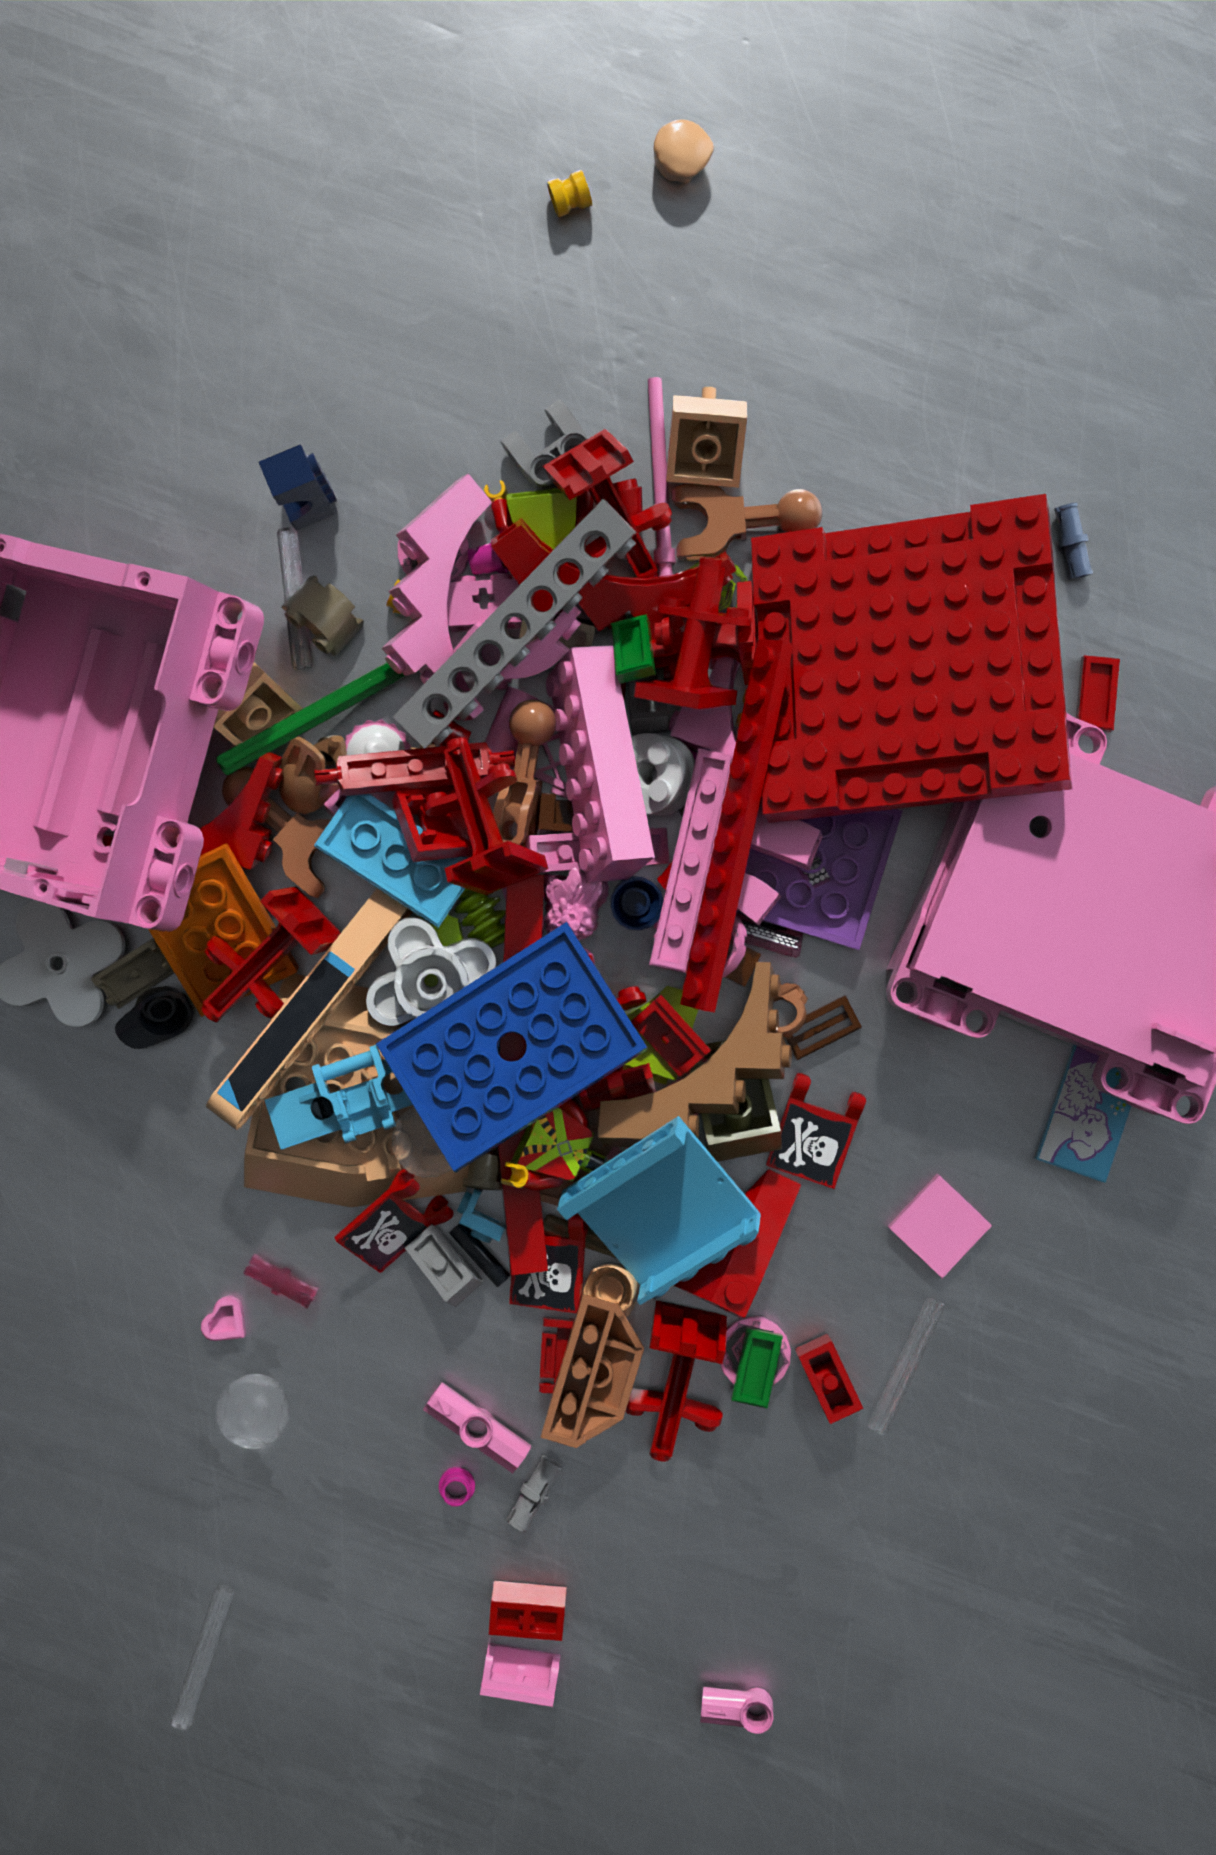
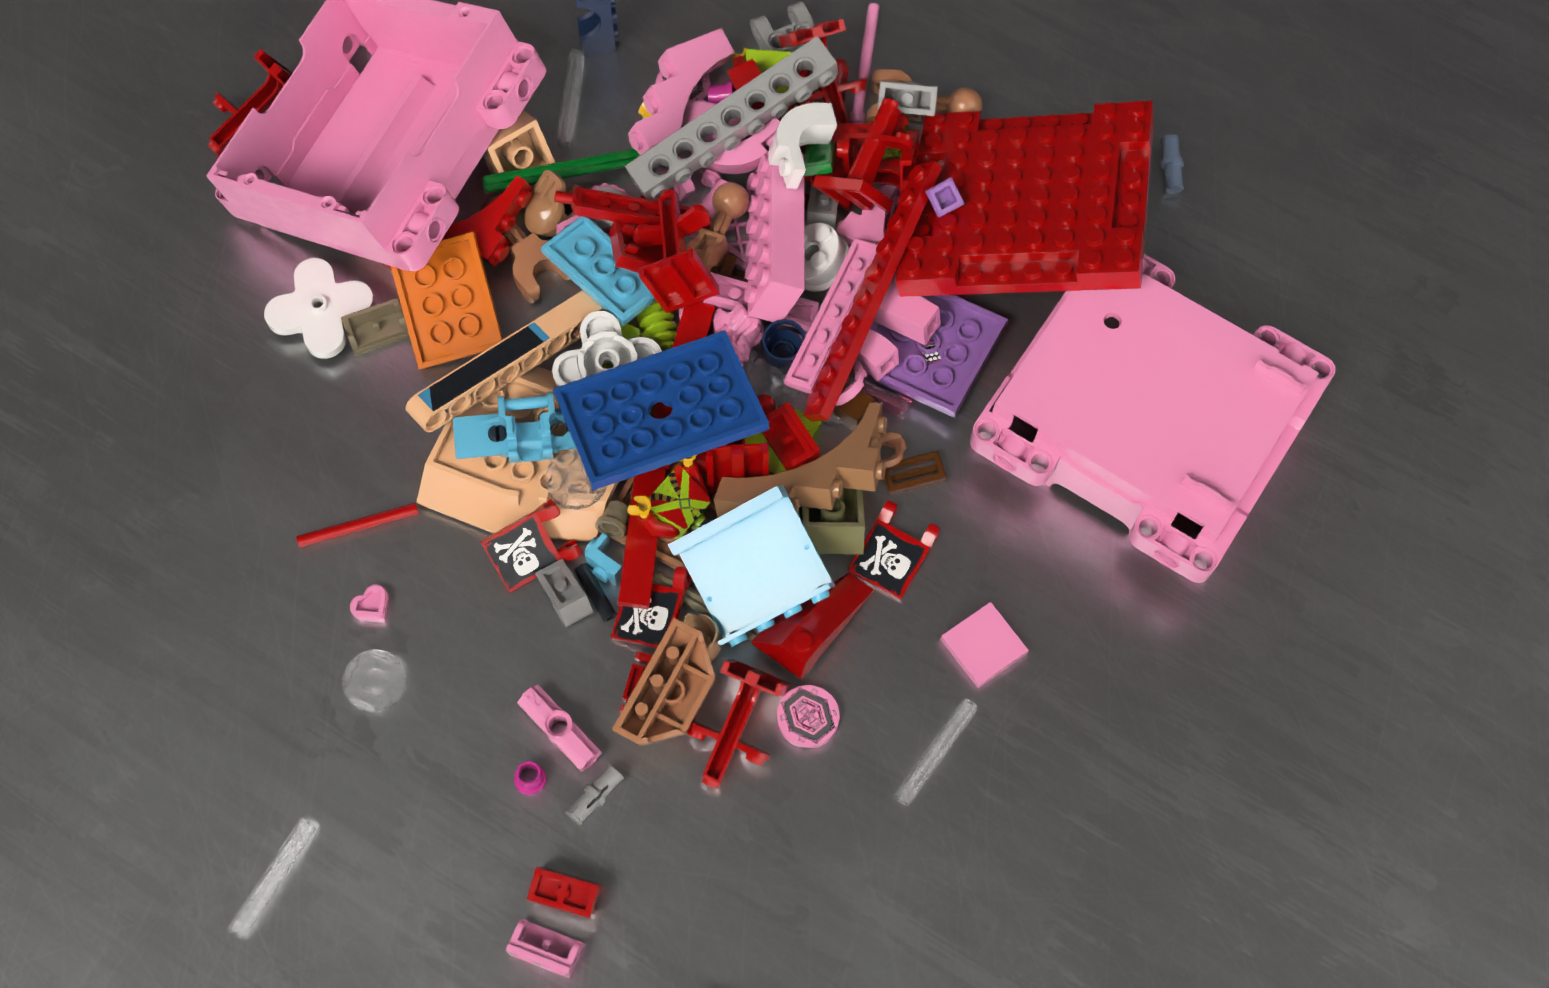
camera: 10 degrees right, 20 degrees down
(155, 1018) = (381, 359): black piece -> none
(182, 1227) = (357, 525): none -> red piece
(281, 1281) = (426, 581): clear pink pin -> none
(298, 923) = (505, 306): red piece -> none
(324, 613) = (593, 108): dark tan cylinder -> none
(608, 610) = (800, 126): none -> white arch
(706, 440) = (903, 41): light nougat piece -> none
(729, 533) = (911, 96): none -> light grey brick
(756, 1367) = (807, 724): green tile -> none
(804, 688) = (944, 197): none -> medium lavender slope
(829, 1378) = (867, 741): red brick -> none
(1083, 1120) = (1120, 585): tile -> none
(1098, 691) = (1181, 262): red tile -> none

